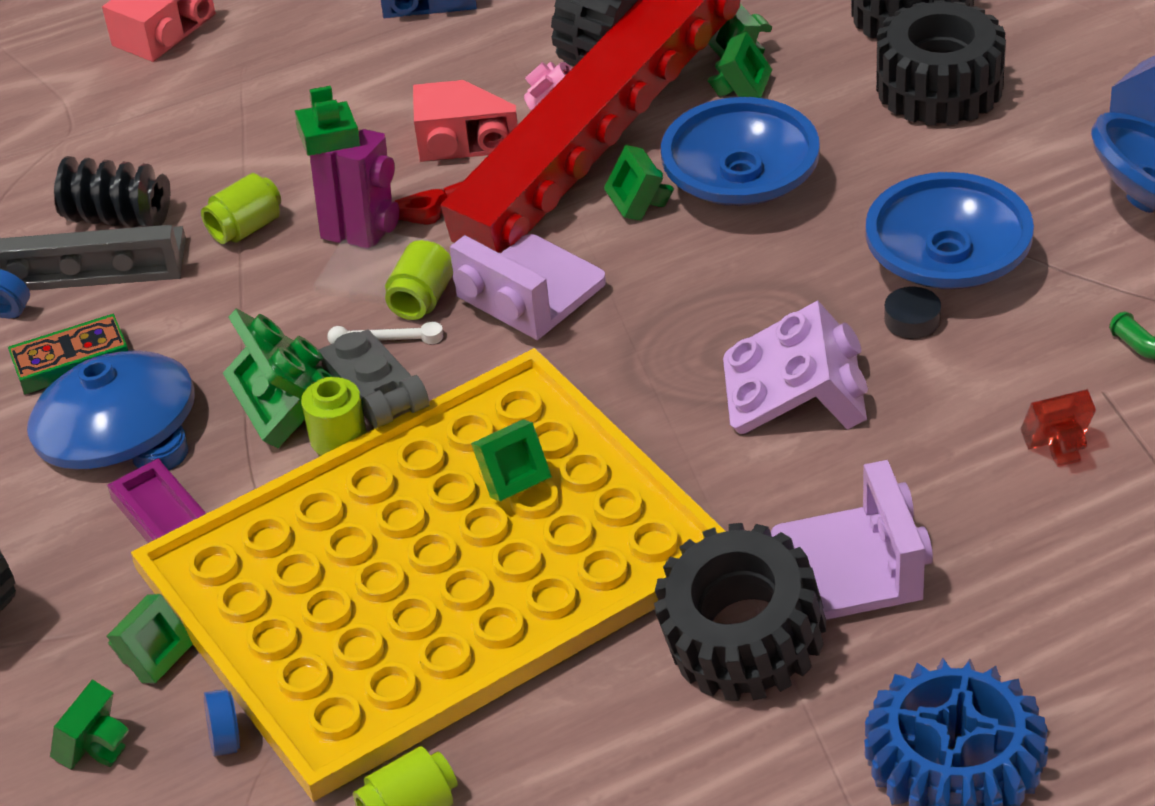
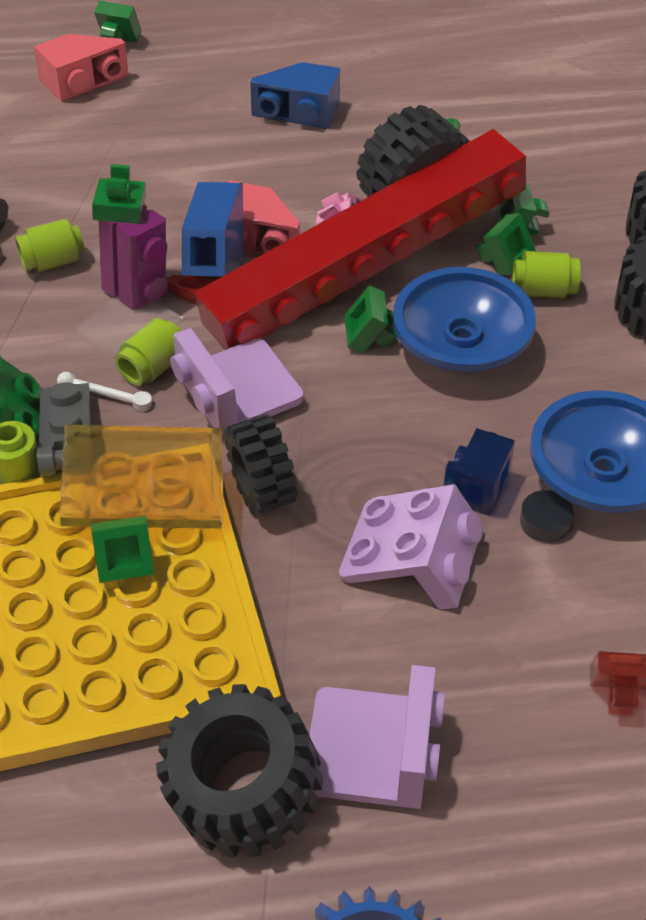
camera: 15 degrees right, 5 degrees up
(429, 136) = (213, 230): none -> blue slope
(489, 384) = (140, 472): none -> clear yellow tile
(605, 345) = (260, 464): none -> black tyre
(801, 84) = (547, 274): none -> lime brick
(829, 281) = (481, 469): none -> clear blue brick

